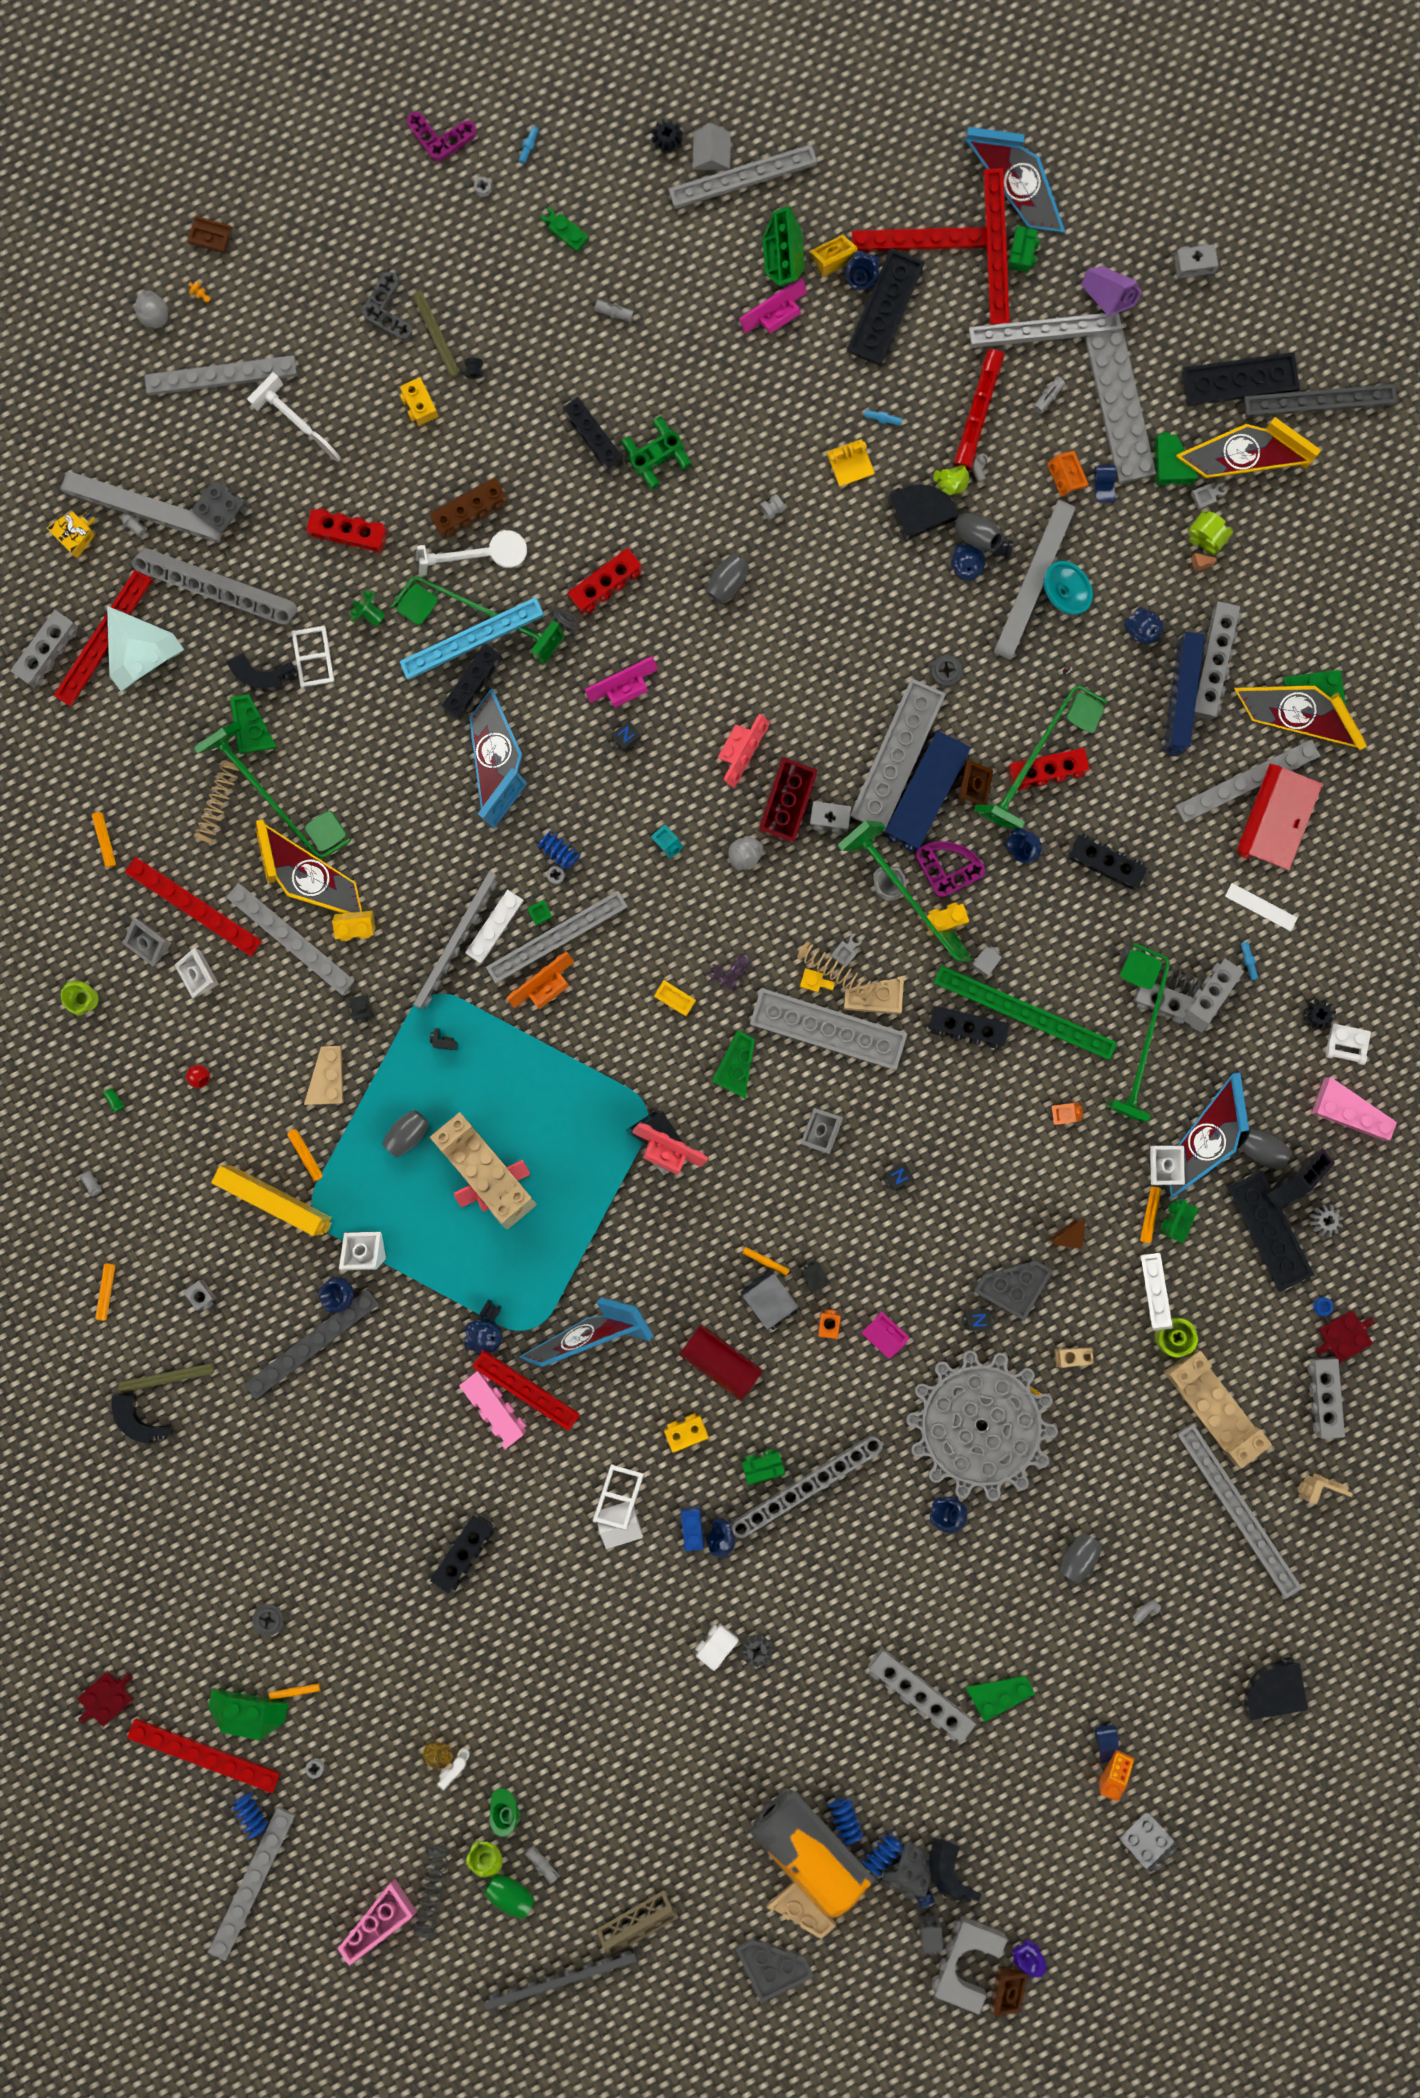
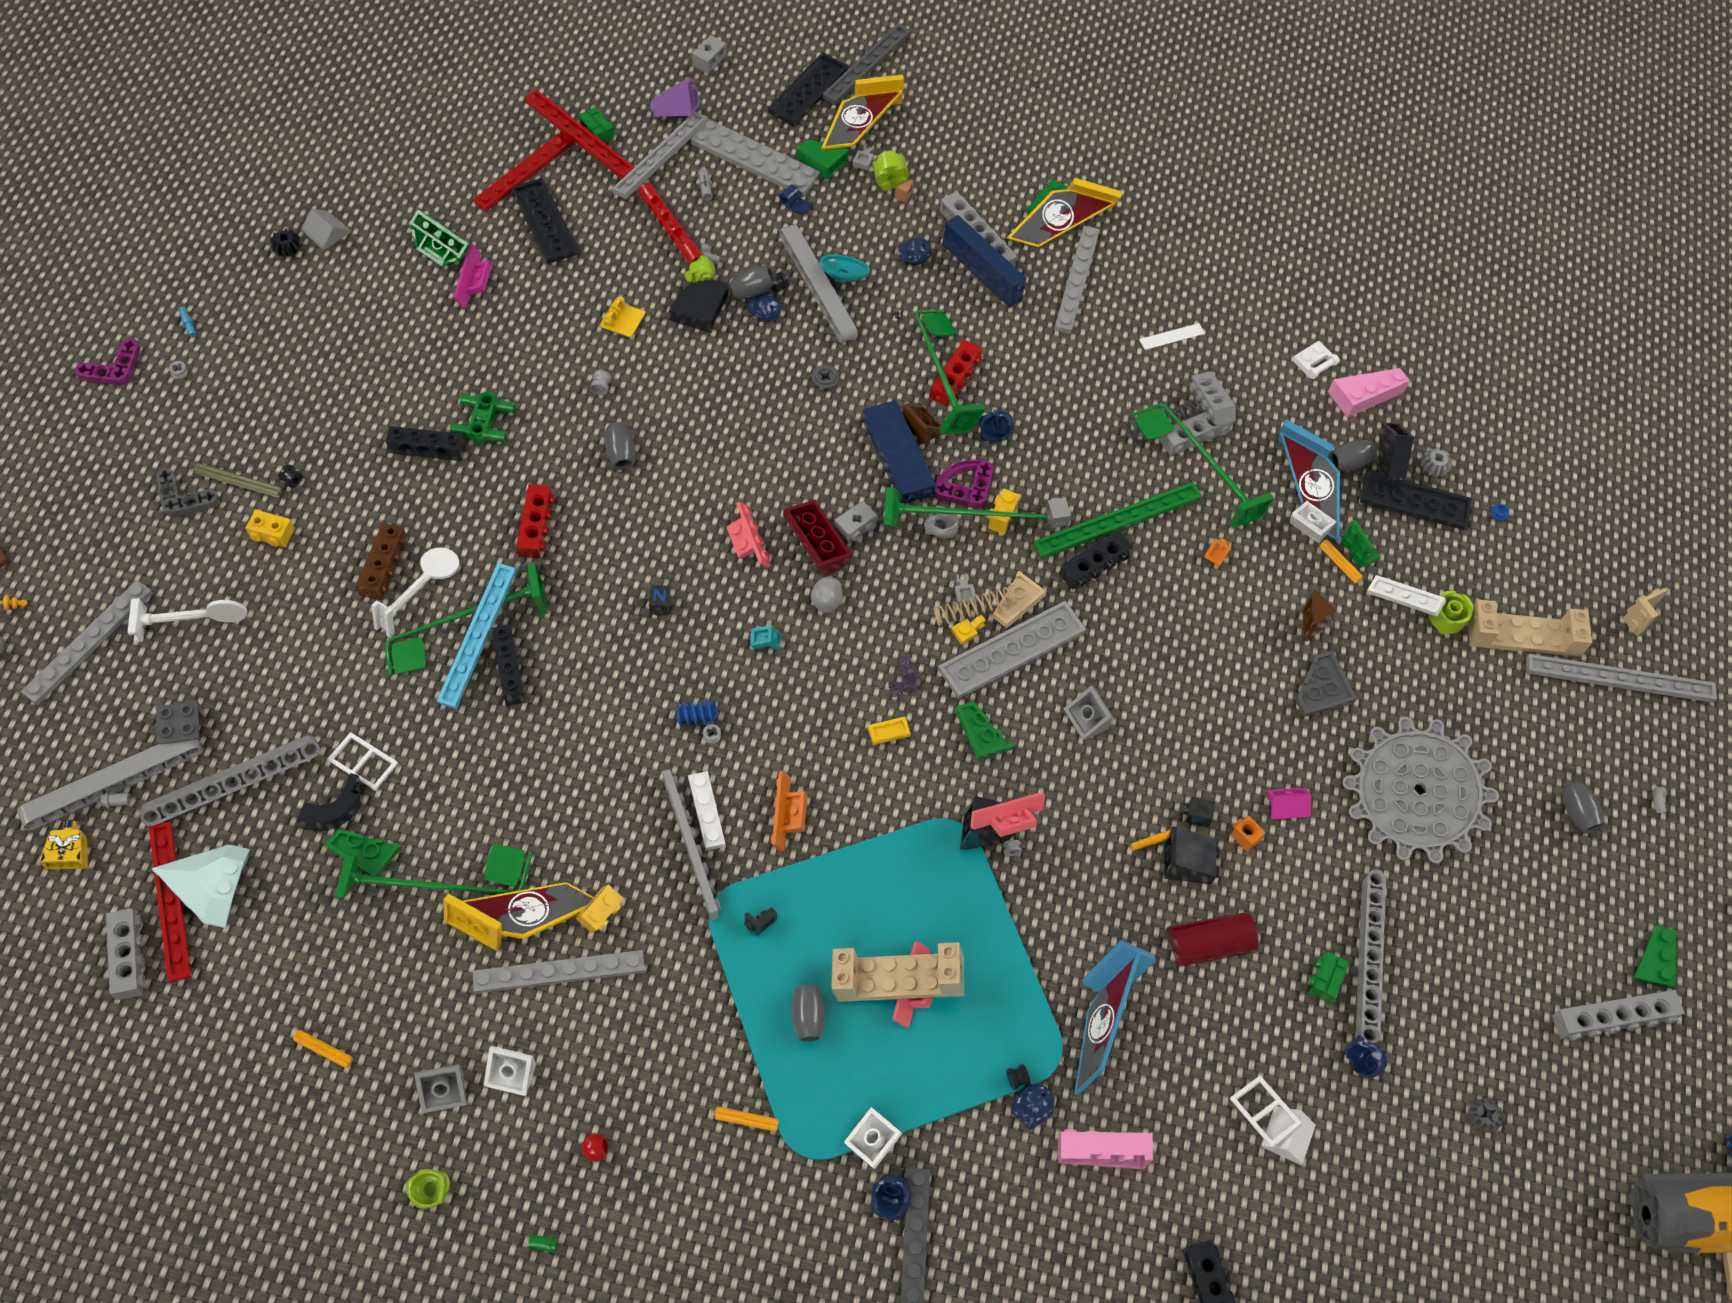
camera: 55 degrees left, 25 degrees down
(193, 906) = (452, 1026): red plate -> none
(226, 764) = (408, 960): tan piece -> none
(272, 1200) = (761, 1173): yellow brick -> none
(320, 517) = (297, 662): red brick -> none
(327, 1078) = (700, 1043): tan wing -> none
(361, 1008) = (670, 966): pearl dark grey bracket -> none
(367, 609) = (373, 688): green piece -> none
(496, 760) = (581, 697): piece -> none
(526, 1390) = (1109, 1107): red plate -> none
(539, 912) = (729, 768): green plate -> none
(556, 937) = (759, 773): light grey plate -> none
(565, 230) = (268, 348): green plate -> none
(614, 310) = (358, 364): light grey pin -> none
(623, 685) = (621, 570): dark pink bracket -> none
(686, 1433) = (1251, 1012): yellow brick -> none
(692, 1529) = (1339, 1075): blue brick -> none
(716, 1647) = (1459, 1142): white brick -> none
(742, 176) = (363, 227): light grey plate -> none
(833, 255) = (477, 219): yellow slope -> none
(847, 1820) = (1692, 1161): blue piece -> none
(862, 267) = (506, 211): dark blue hair -> none
(883, 417) = (614, 278): dark azure bar -> none
(897, 1176) = (1169, 692): pearl dark grey brick -> none
(898, 753) = (852, 447): light grey plate -> none
(948, 1514) = (1473, 873): dark blue hair -> none
(977, 1319) = (1330, 729): pearl dark grey brick -> none
(1023, 176) = (521, 82): piece -> none
(1067, 473) = (766, 214): orange bracket -> none
(1073, 1357) = (1411, 691): tan leg -> none
(1078, 855) = (1056, 391): black brick -> none
(1249, 961) = (1204, 368): dark azure bar -> none
(1279, 817) = (1119, 277): door -> none
(1319, 1007) = (1281, 358): black gear -> none
(1335, 1426) = (1573, 559): light grey brick -> none
(1345, 1336) = (1533, 516): dark red plate -> none

